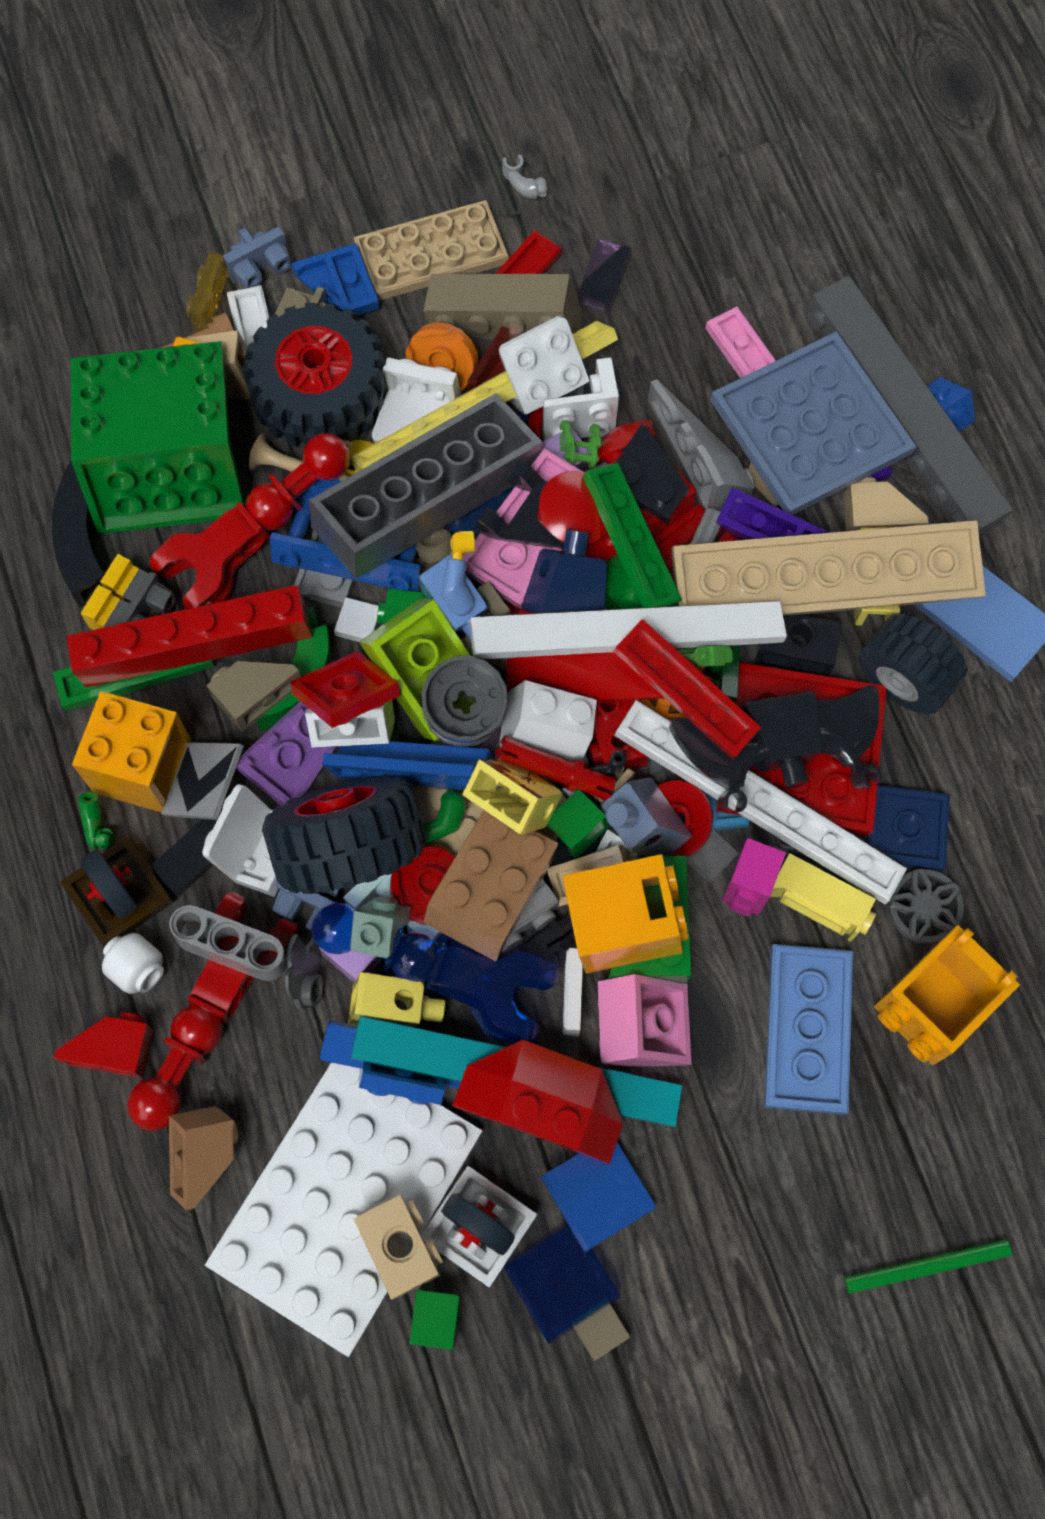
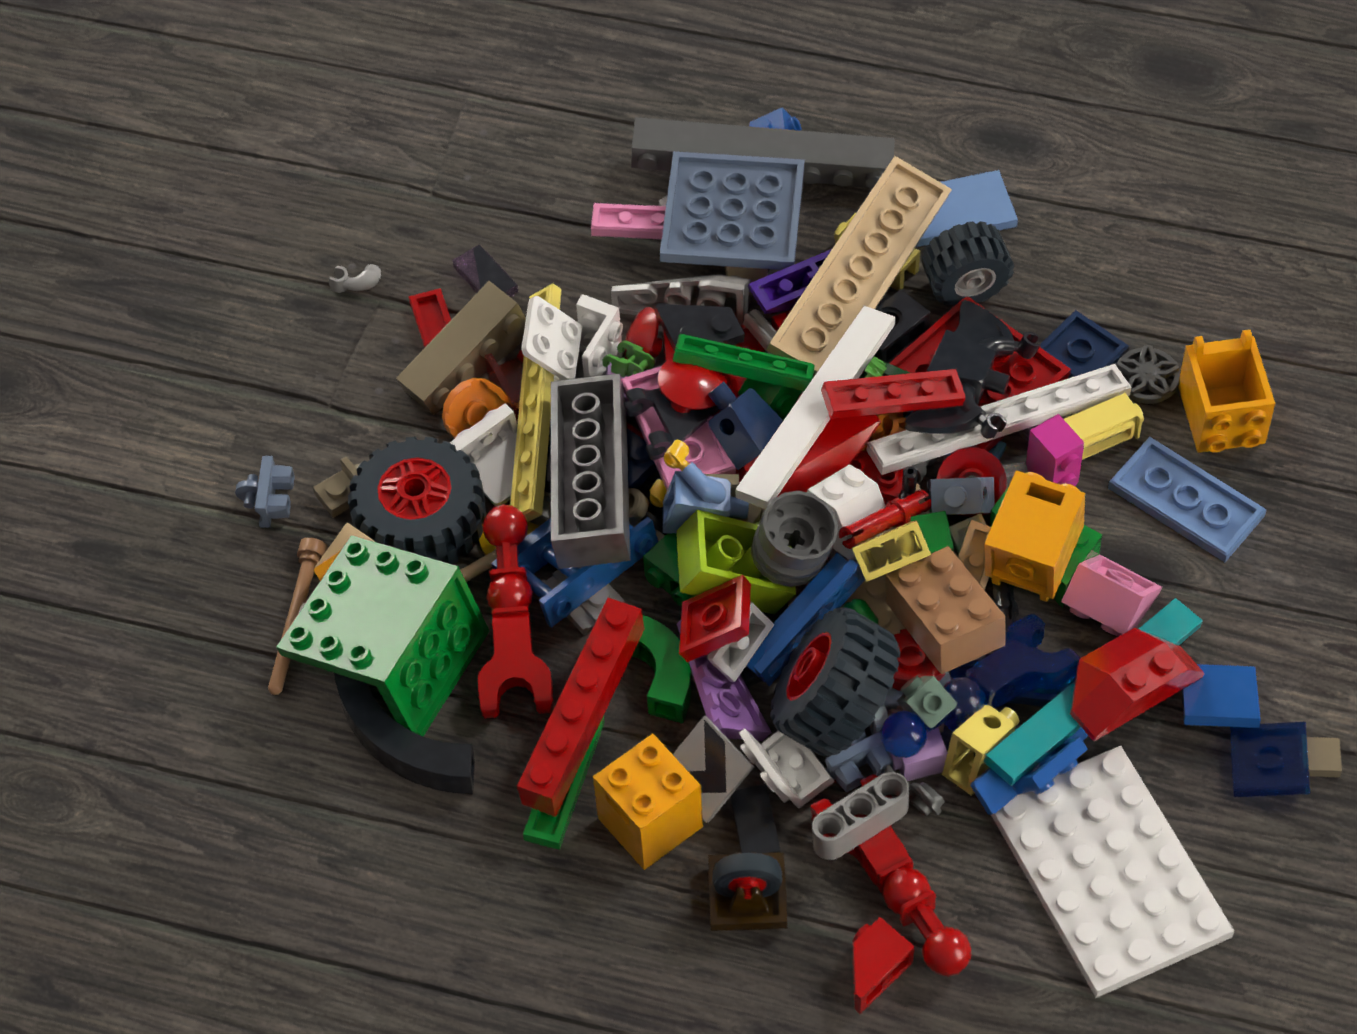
camera: 50 degrees left, 15 degrees down
(92, 822) = (671, 878): green arm -> none
(126, 596) = (499, 747): hips -> none
(132, 963) = (818, 908): white head -> none
(199, 1152) = (1009, 942): medium nougat slope -> none
(210, 286) = (277, 549): clear yellow plate -> none
(248, 311) = (311, 524): white tile -> none
(251, 689) = (661, 688): dark tan slope -> none
(342, 277) = (335, 440): blue wing -> none
(356, 620) = (648, 598): white tile -> none
(377, 1230) = (1160, 849): tan brick -> none
(434, 1320) = (1244, 855): green panel -> none
(445, 243) = (362, 376): tan tile -> none
(478, 1226) = (1193, 788): white plate -> none
(572, 993) = (1059, 625): white tile -> none
(879, 505) = (825, 216): tan slope -> none

